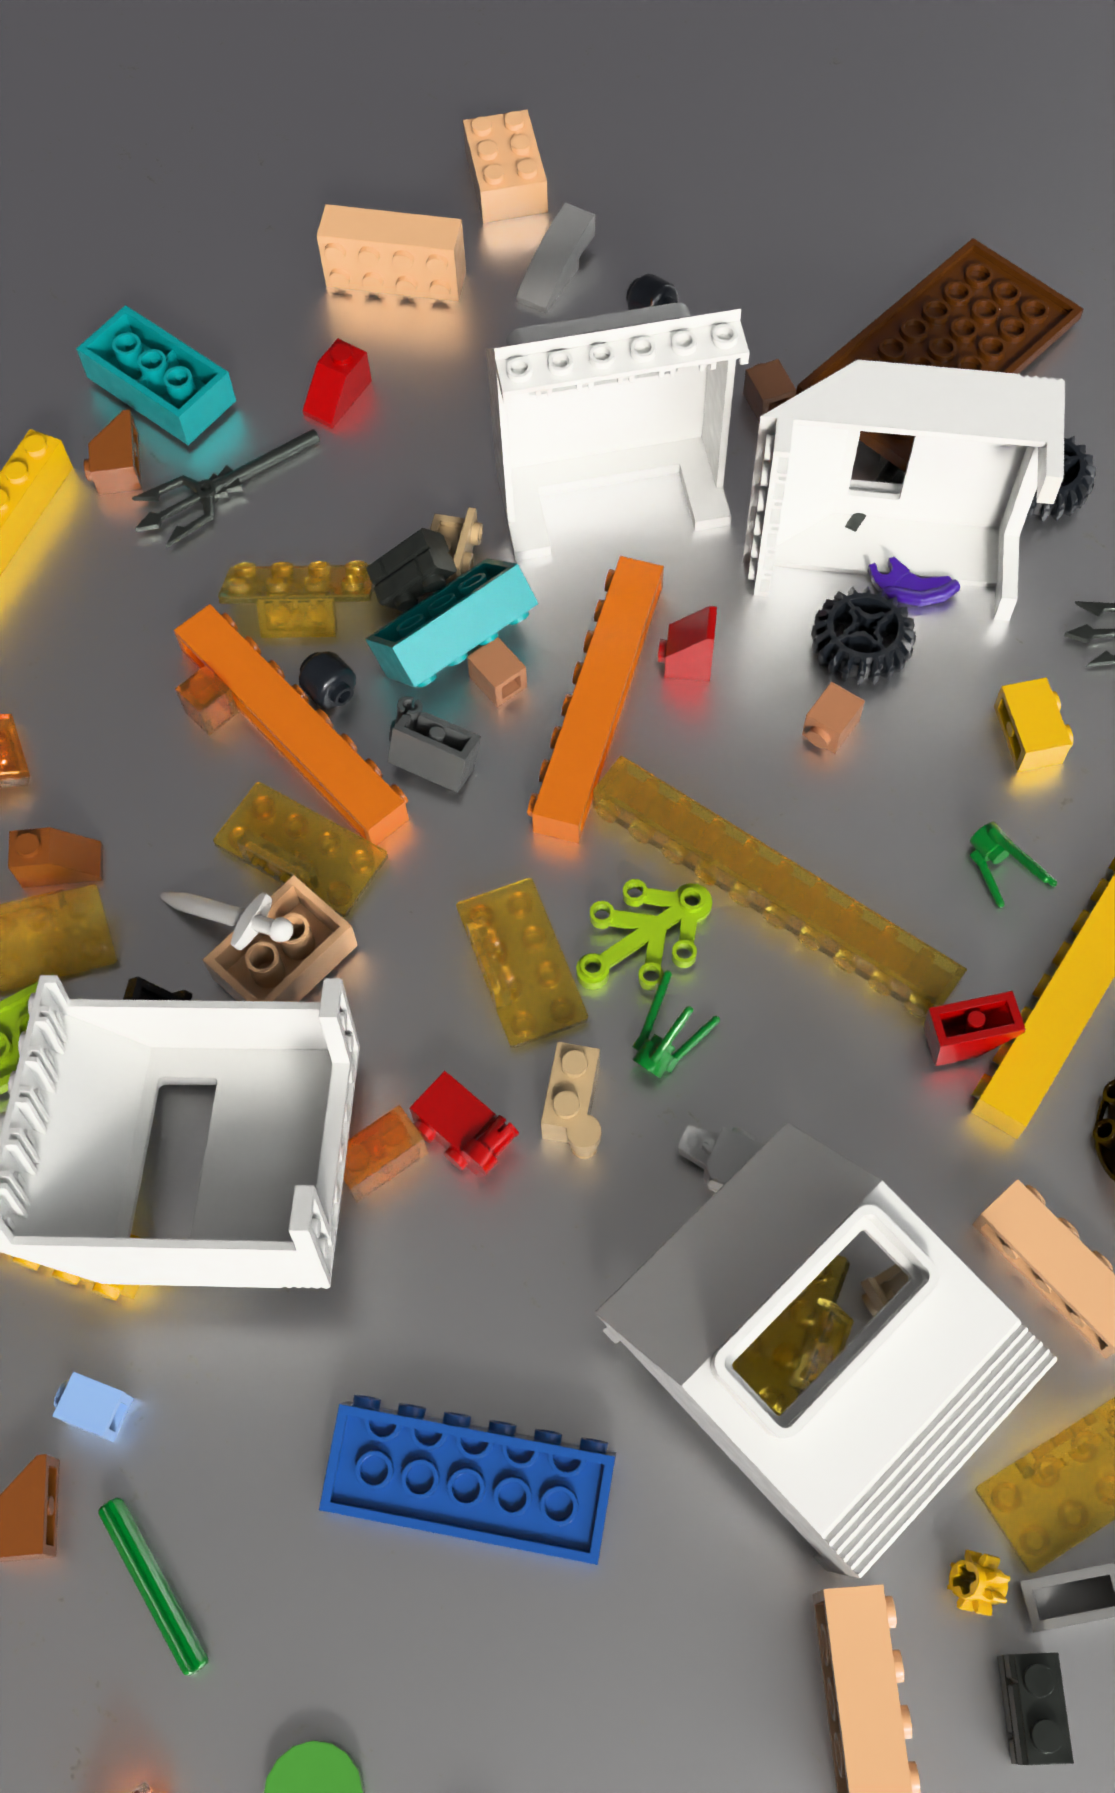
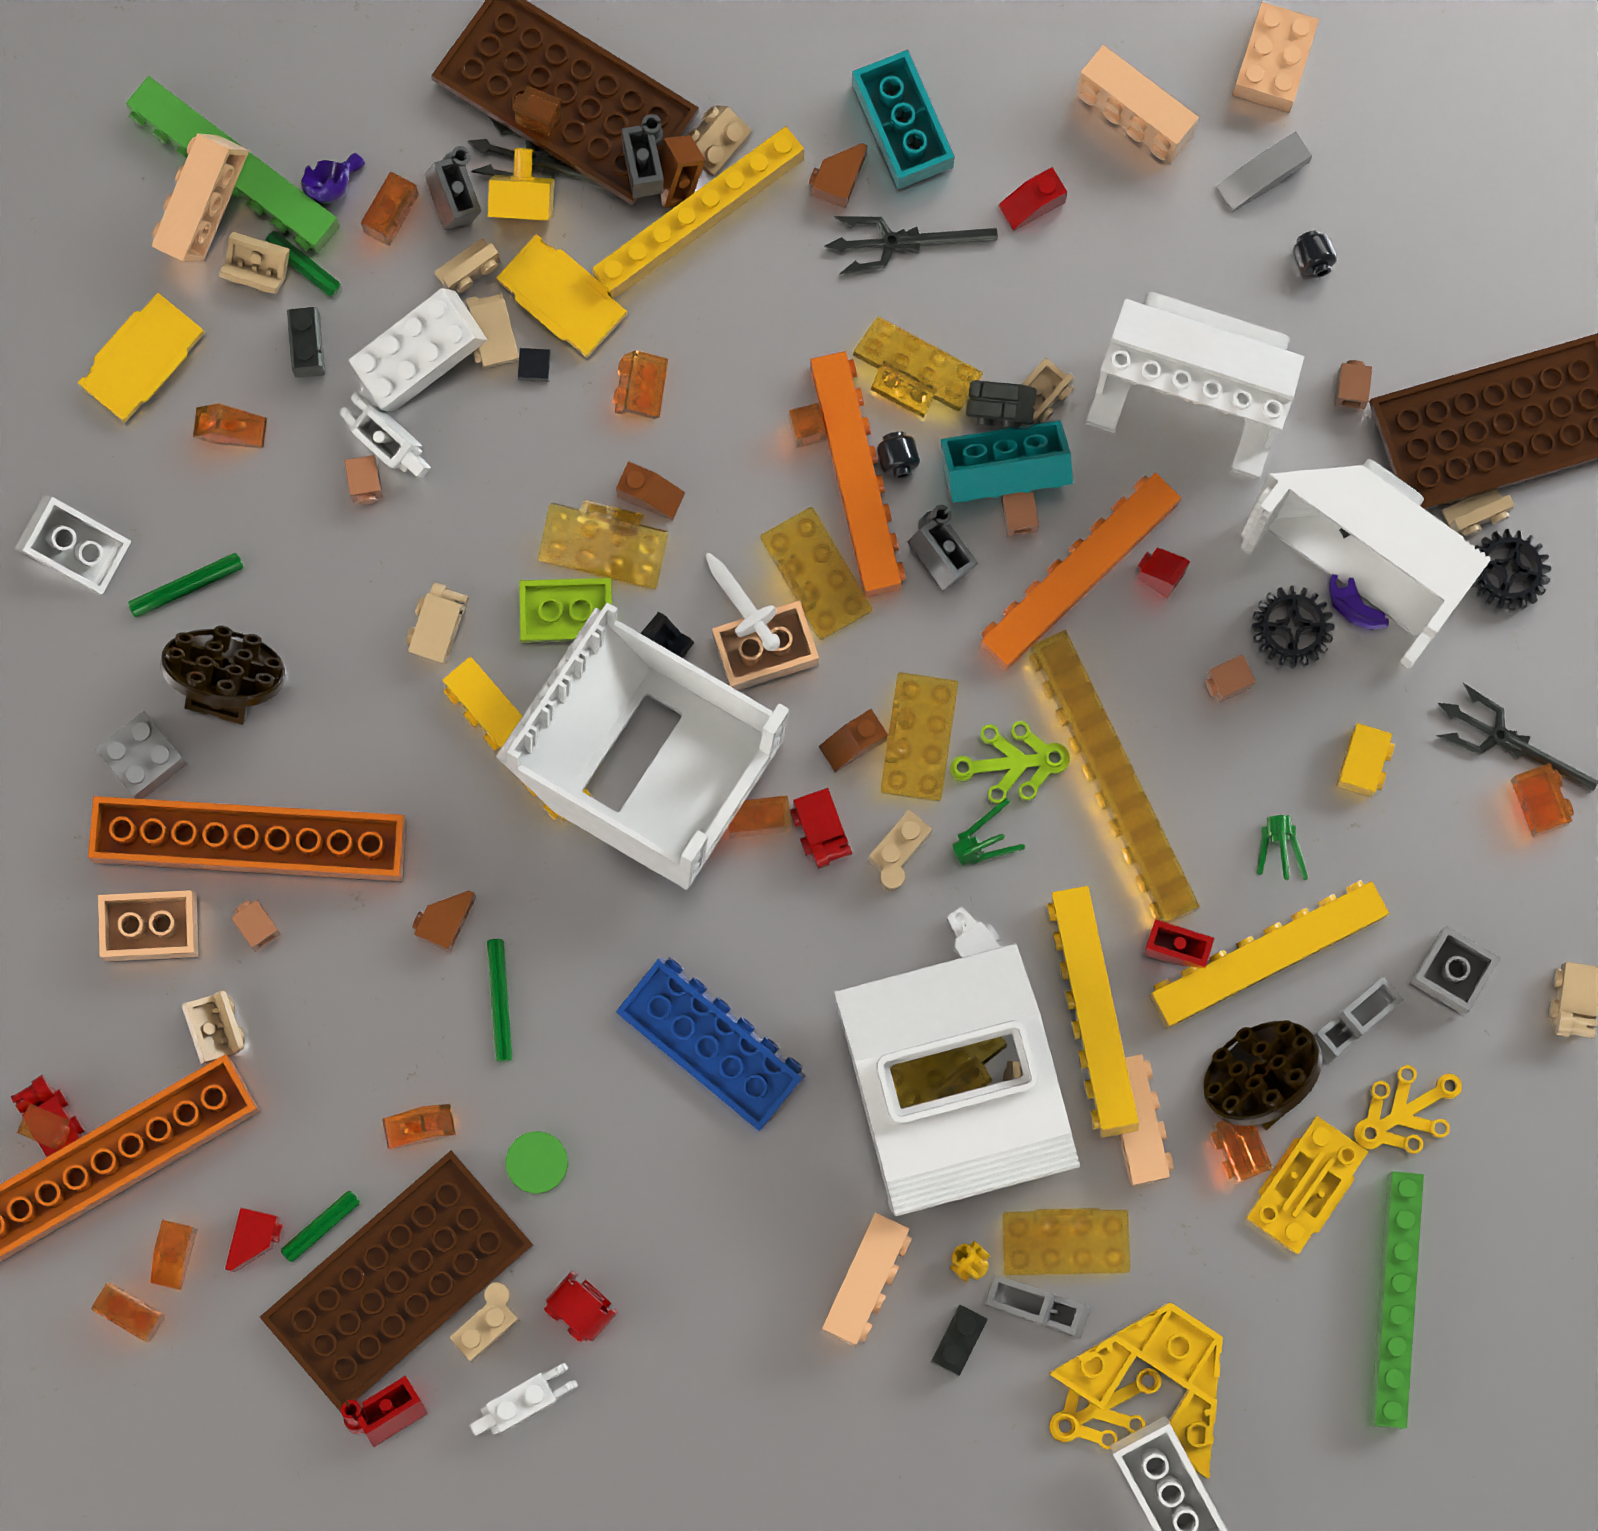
camera: 25 degrees right, 15 degrees up
(92, 1406) = (511, 877): light blue brick -> none
(446, 1003) = (853, 740): none -> dark orange slope
(935, 1164) = (1094, 1012): none -> yellow brick

